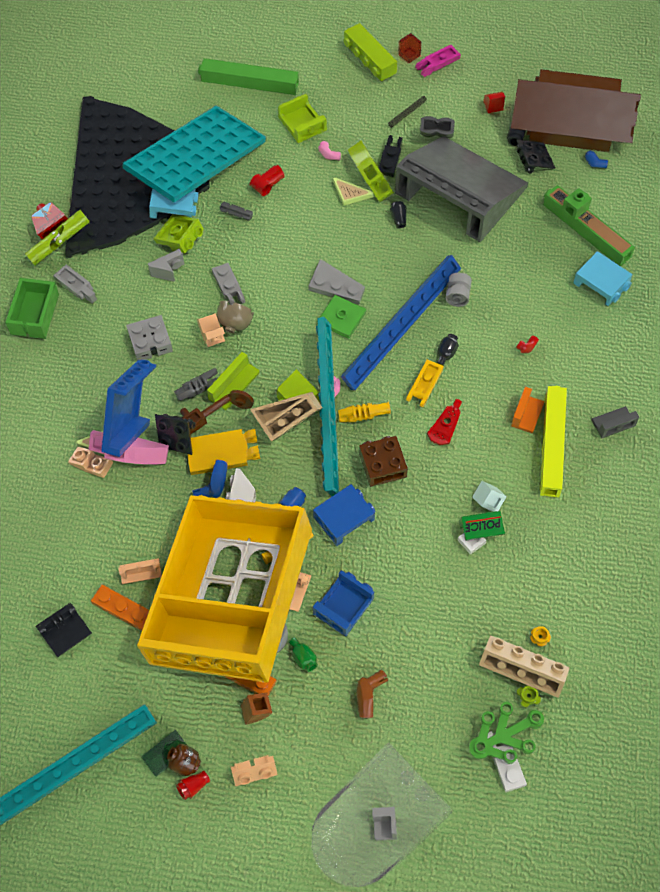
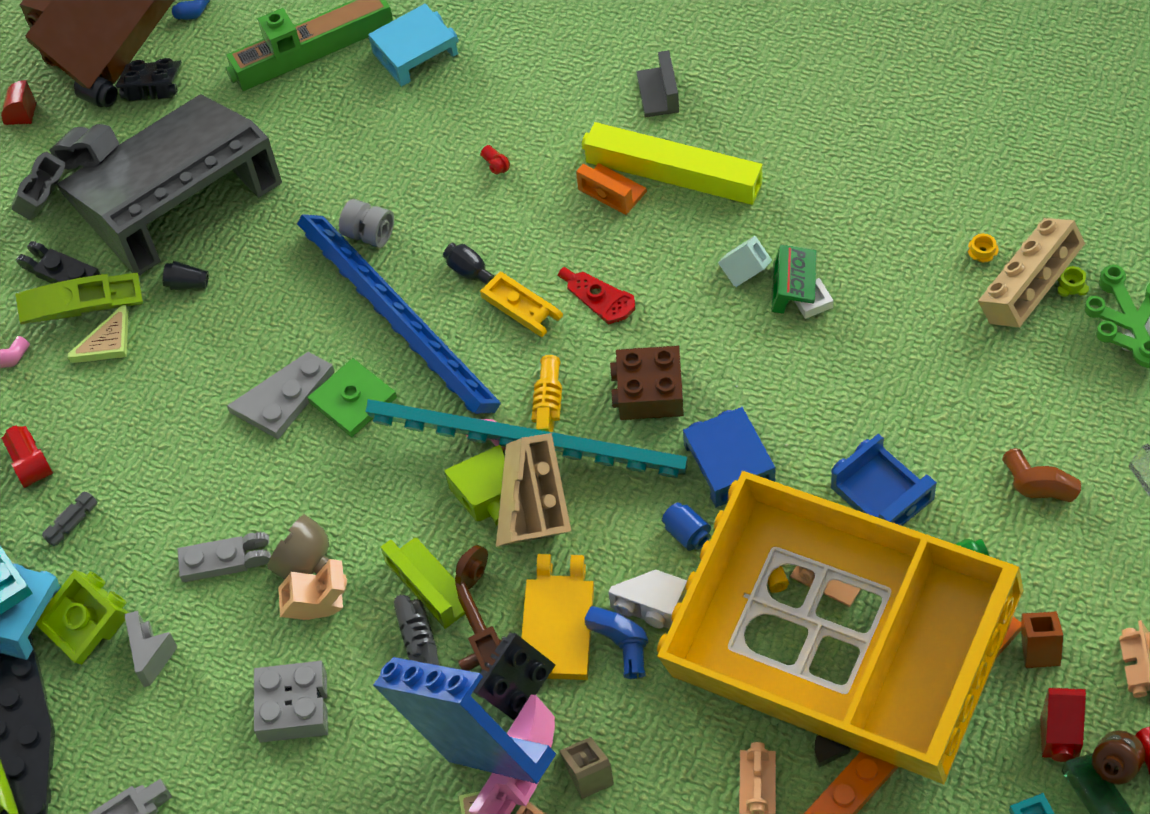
camera: 70 degrees left, 5 degrees down
(135, 483) = (587, 767): none -> dark tan slope
(196, 725) = (1063, 723): none -> red slope
(471, 139) = (85, 146): none -> dark grey brick

